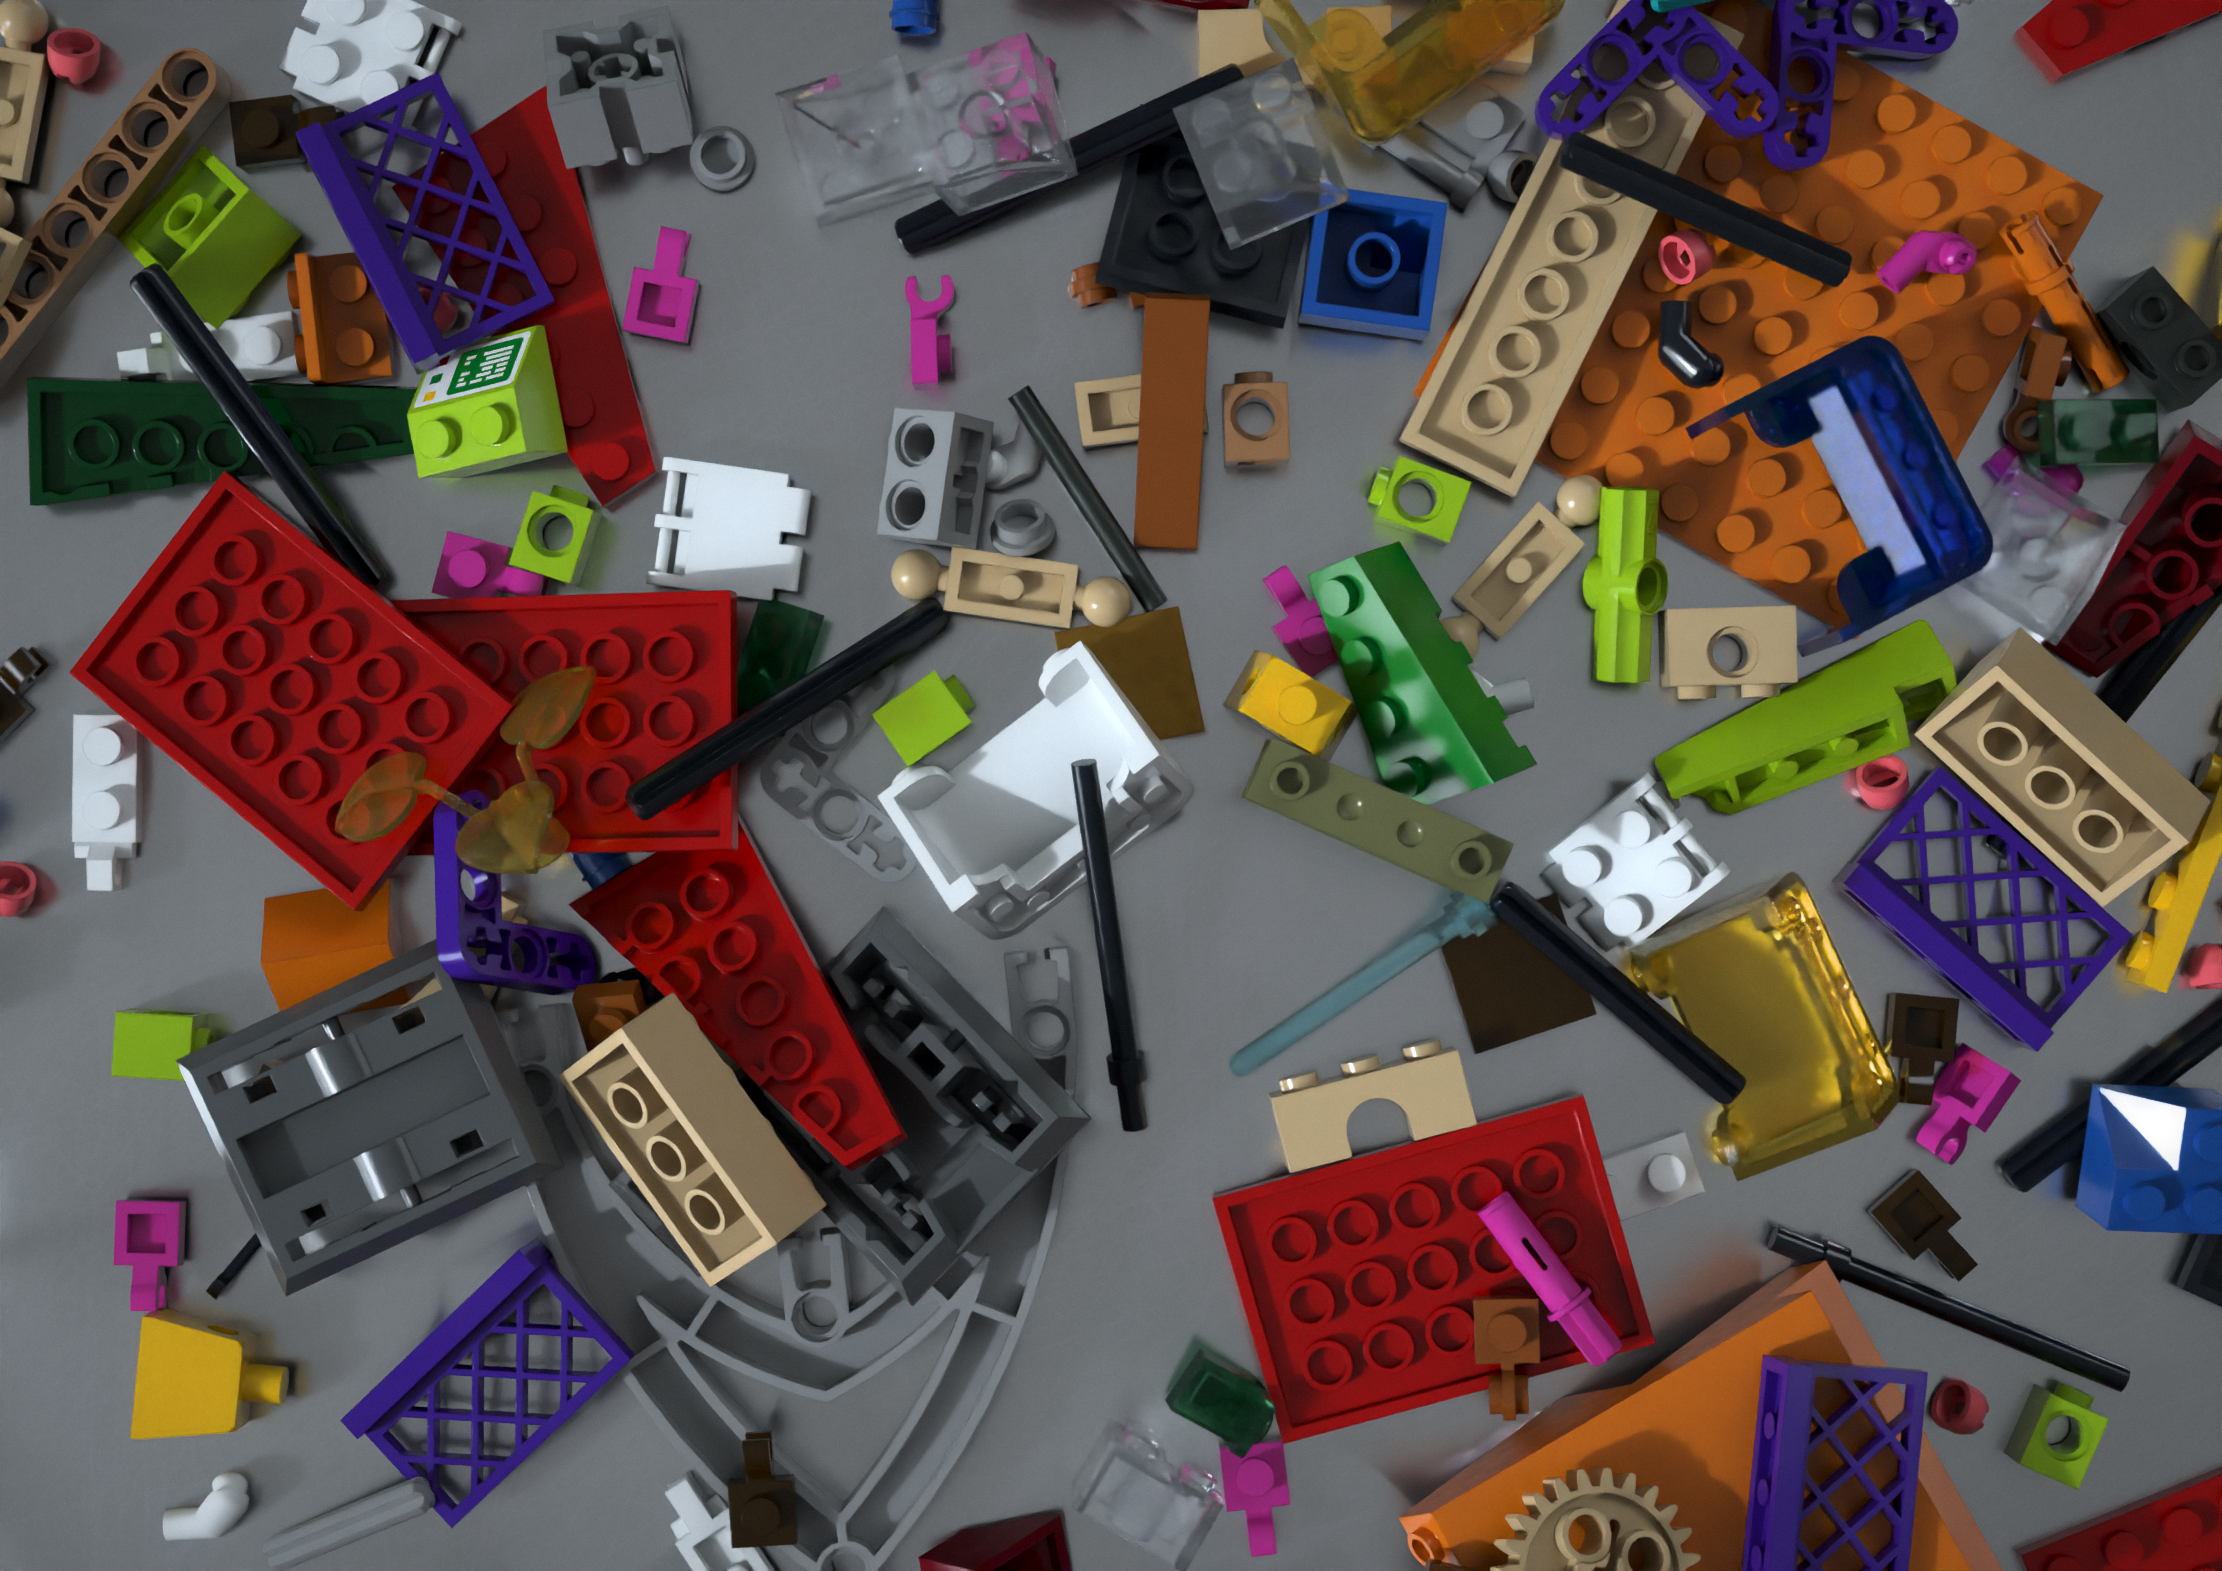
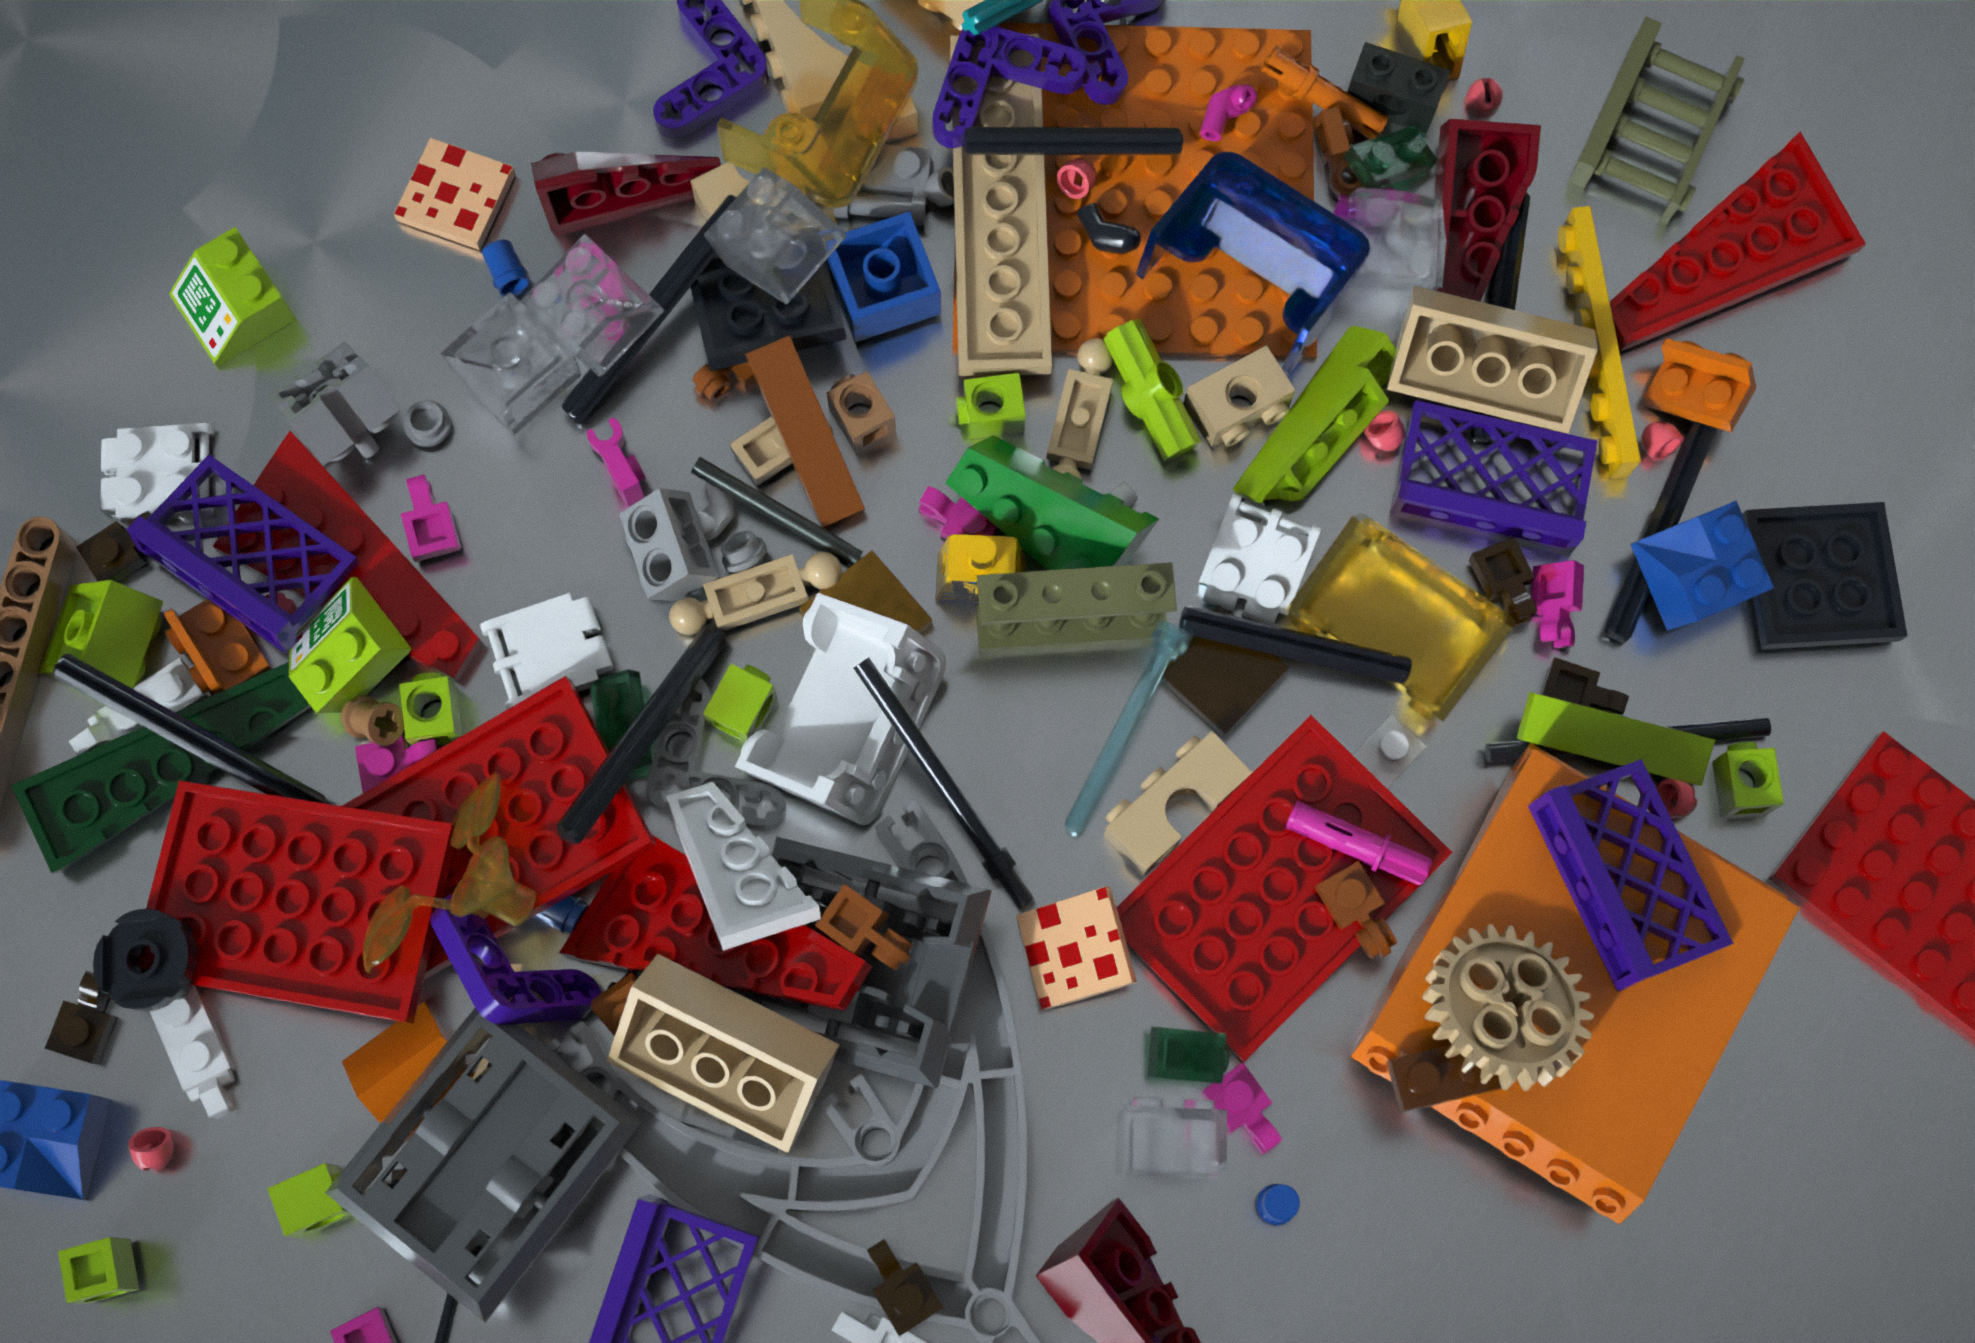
camera: 30 degrees left, 15 degrees down
(61, 691) = (172, 968): none -> black plate
(488, 522) = (377, 721): none -> medium nougat bush
(810, 946) = (734, 870): none -> white wing
(912, 1078) = (856, 922): none -> dark orange plate
(1162, 1215) = (1076, 948): none -> light nougat tile
(1929, 1306) = (1615, 738): none -> lime tile

